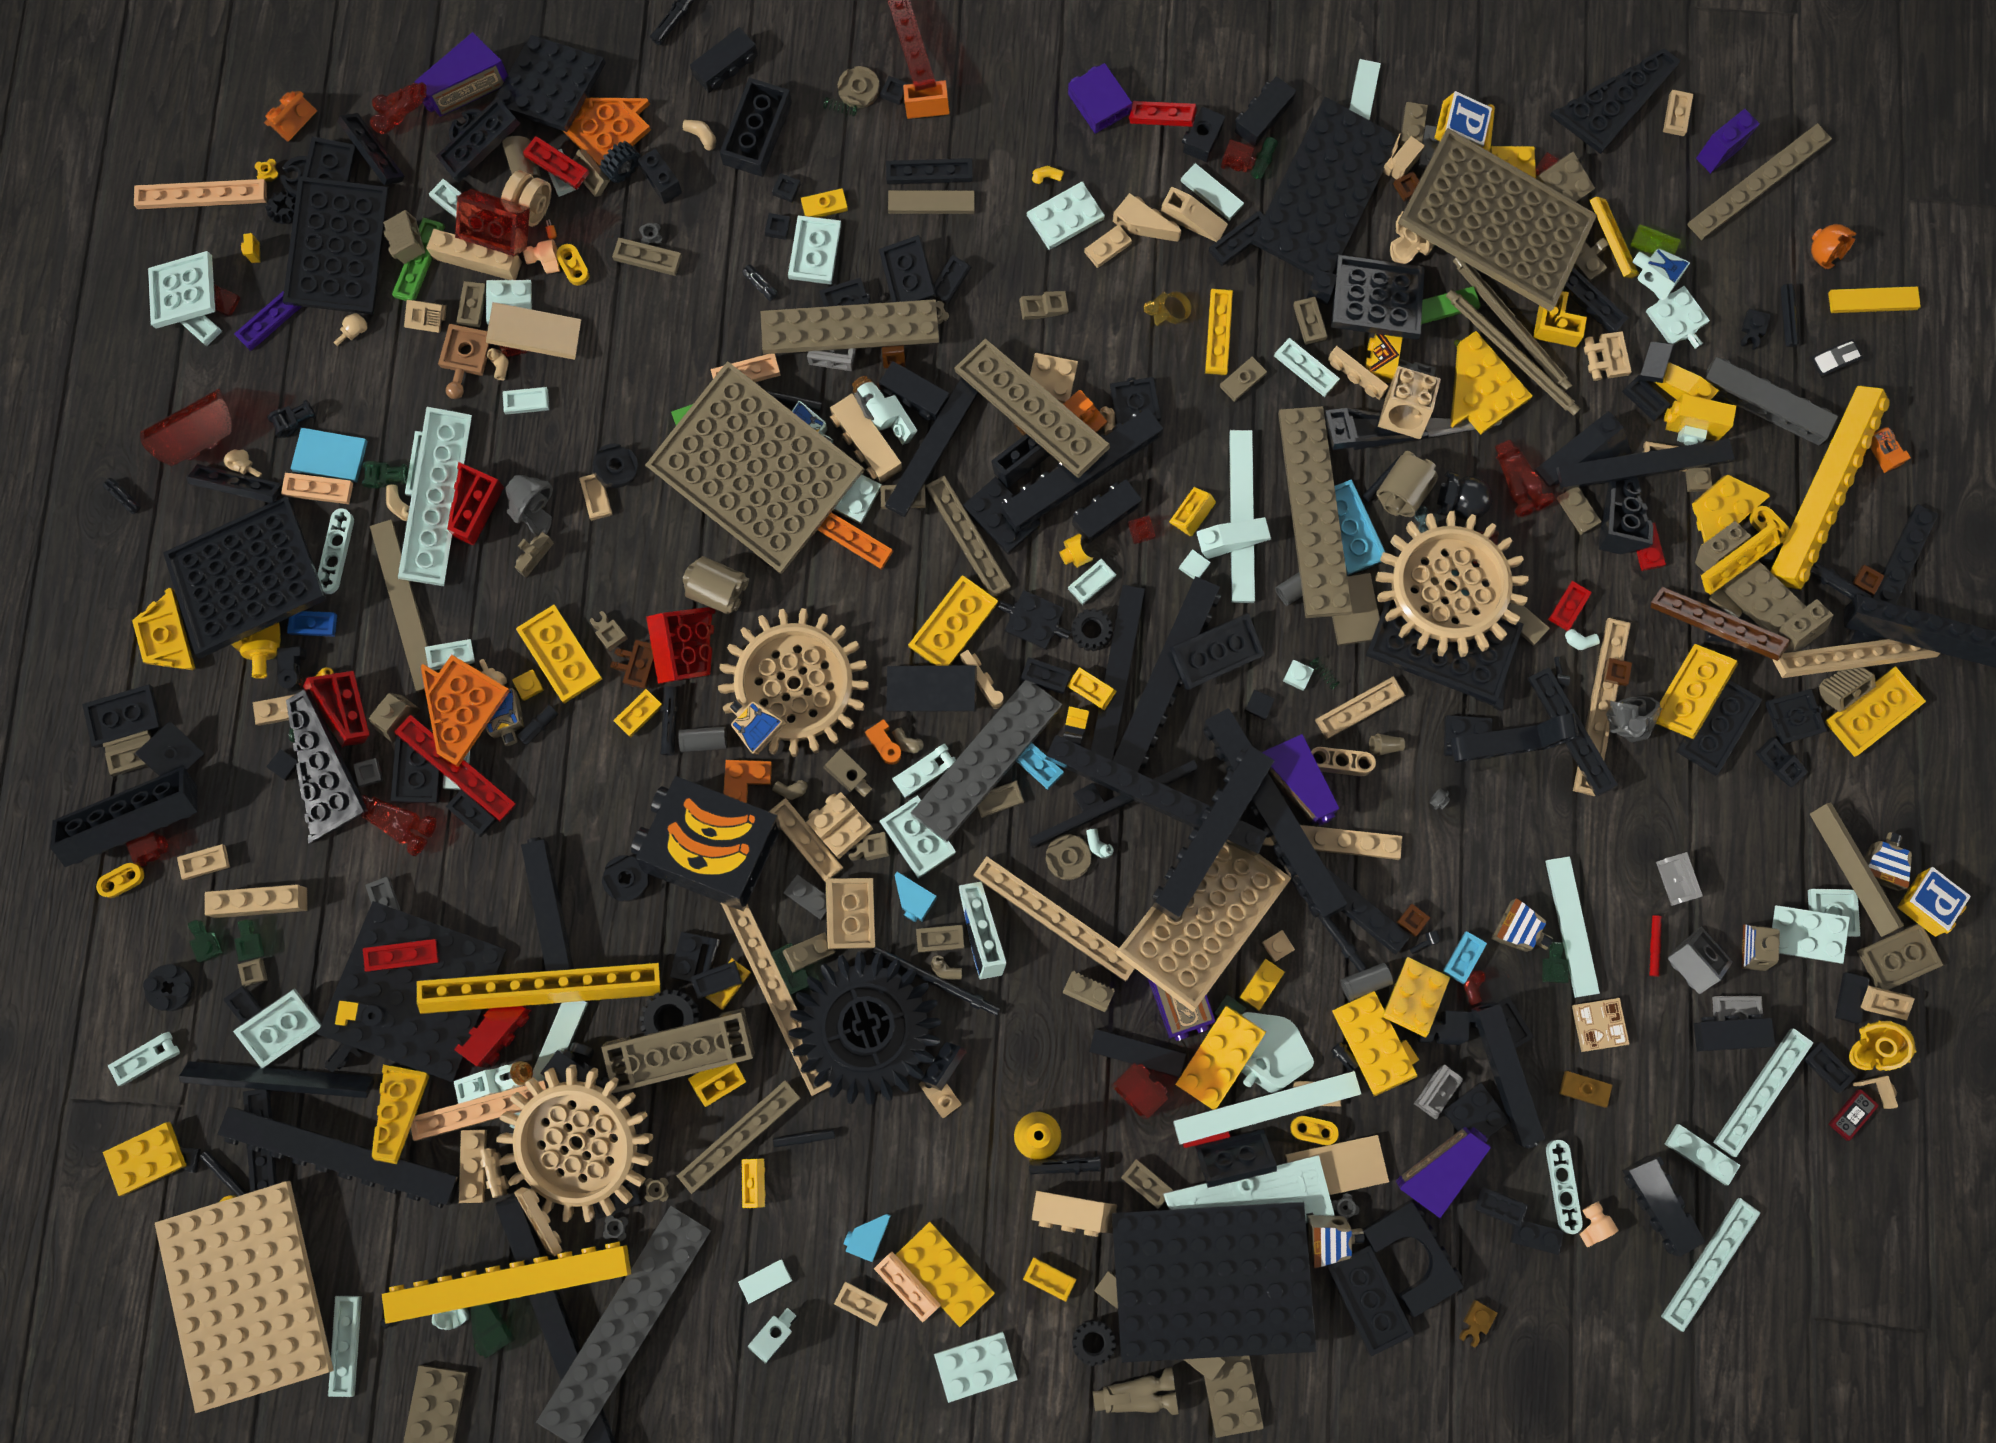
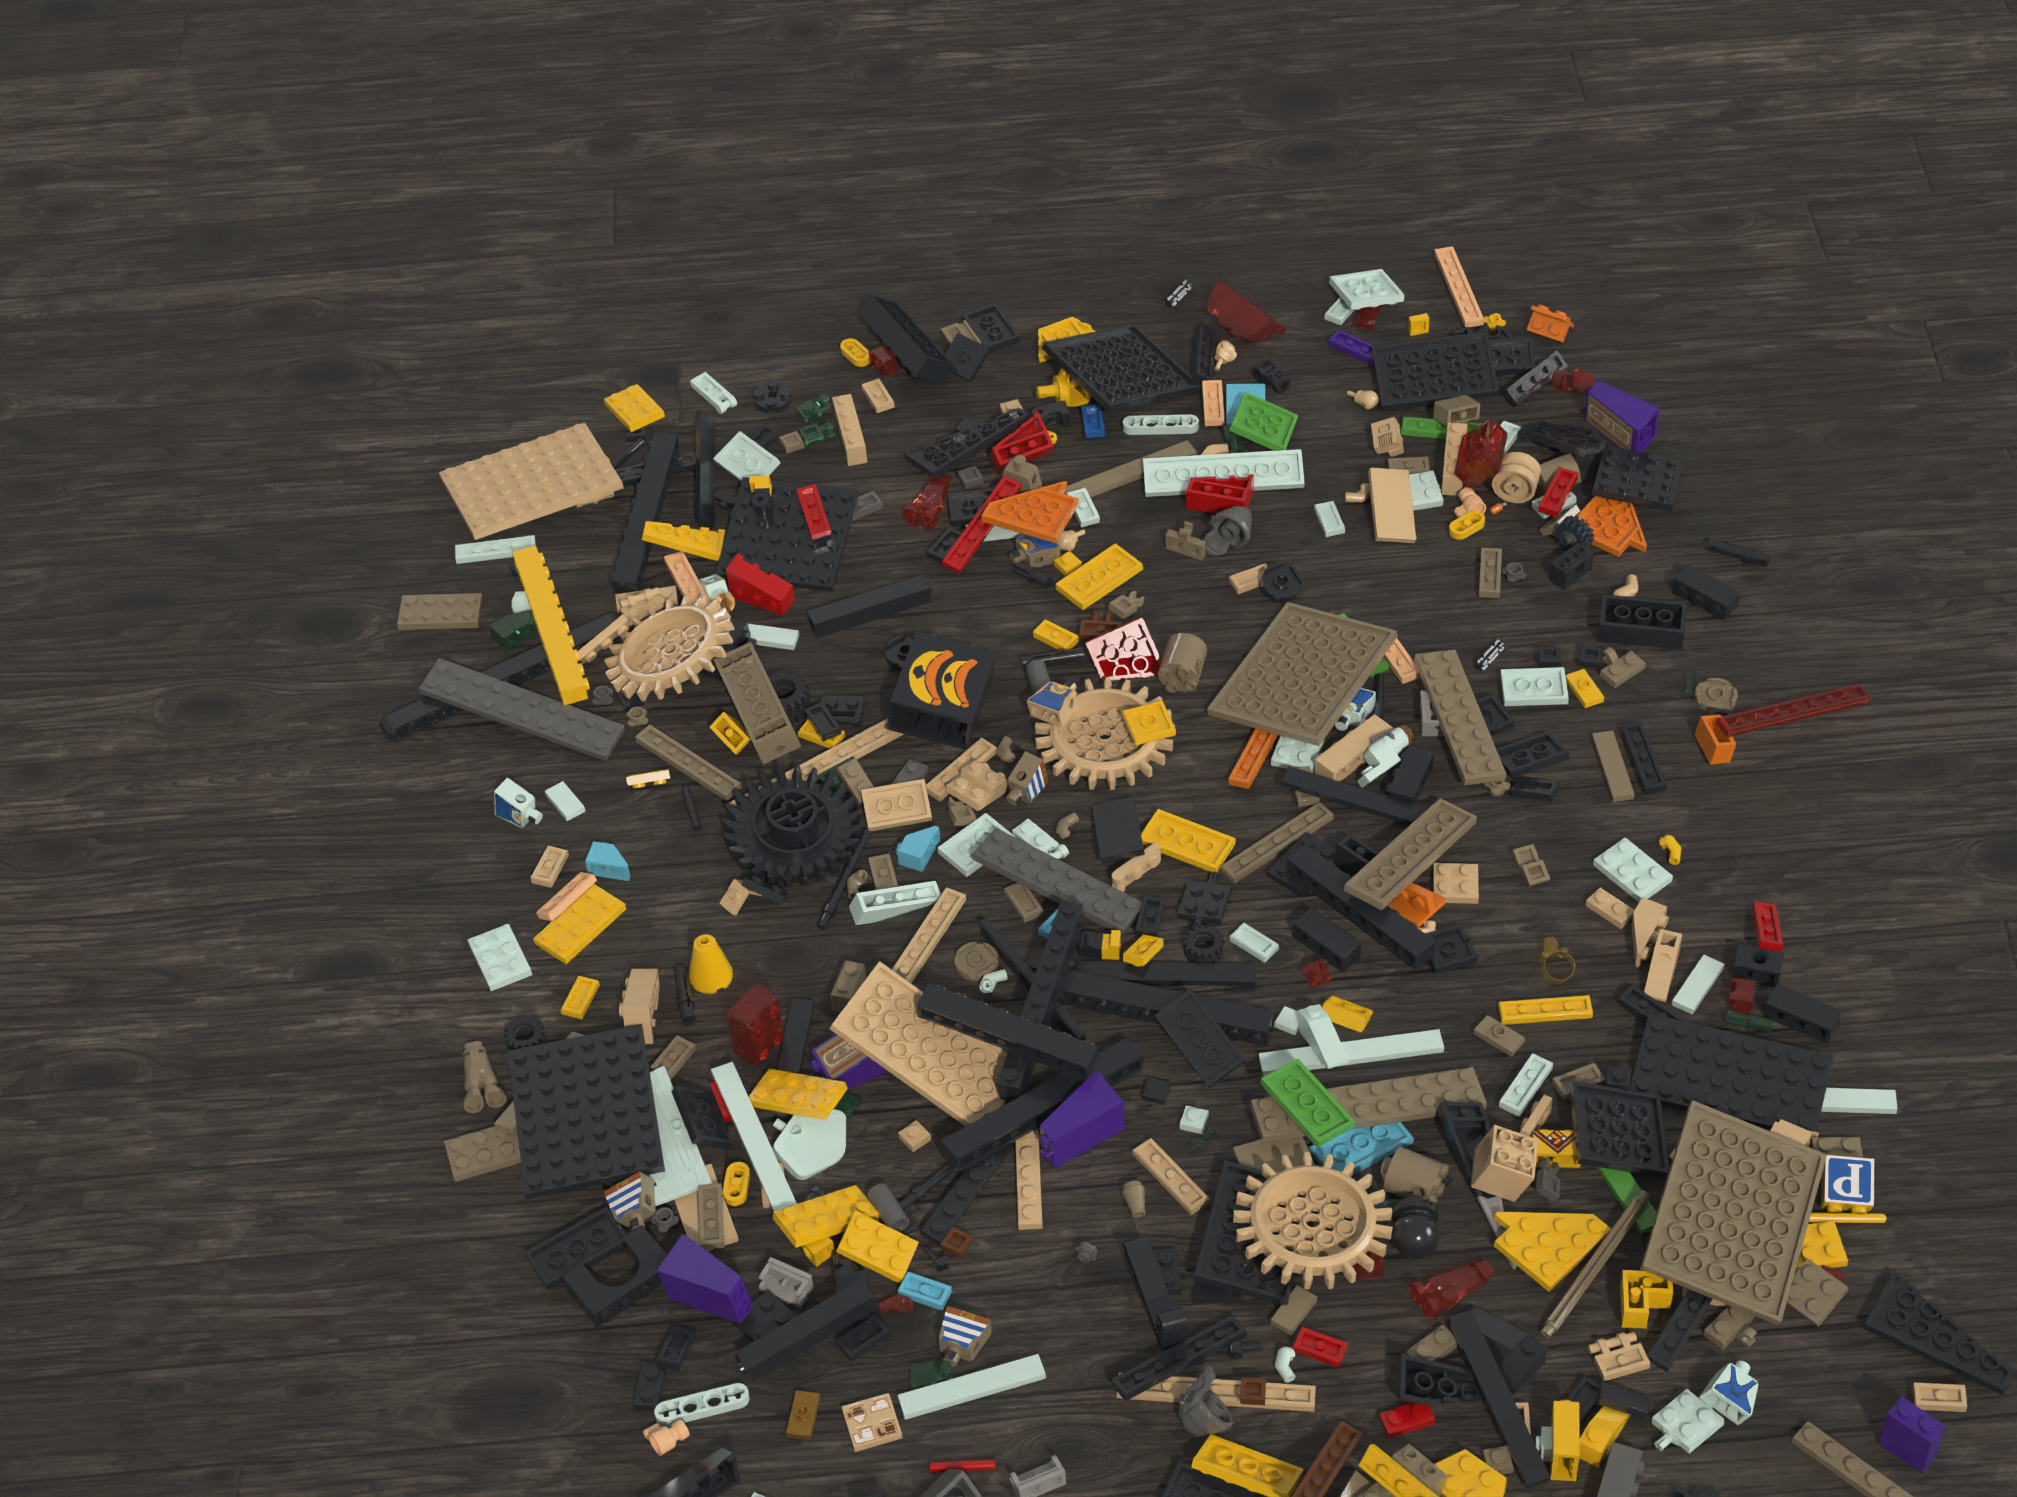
camera: 85 degrees right, 30 degrees down
(372, 438) = (1263, 422): none -> bright green plate
(452, 359) = (1353, 465): medium nougat plate -> none
(537, 988) = (798, 601): yellow brick -> none
(744, 773) = (1011, 714): orange plate -> none
(800, 632) = (1149, 723): none -> yellow tile
(804, 163) = (1621, 668): none -> dark tan plate
(886, 749) = (1061, 806): orange leg -> none
(895, 354) = (1442, 757): reddish brown plate -> none
(1074, 552) = (1278, 919): yellow piece -> none
(1099, 98) = (1768, 875): dark purple brick -> none
(1262, 984) = (874, 1127): yellow plate -> none
(1325, 562) = (1307, 1103): none -> bright green plate
(1351, 757) = (1109, 1152): tan beam -> none
(1358, 1159) = (711, 1216): none -> dark tan plate
(1479, 1320) = (563, 1345): pearl gold plate -> none
(1513, 324) = (1606, 1287): dark tan piece -> none
(1614, 237) = (1765, 1343): yellow tile -> none
(1651, 240) = (1770, 1389): clear neon green plate -> none

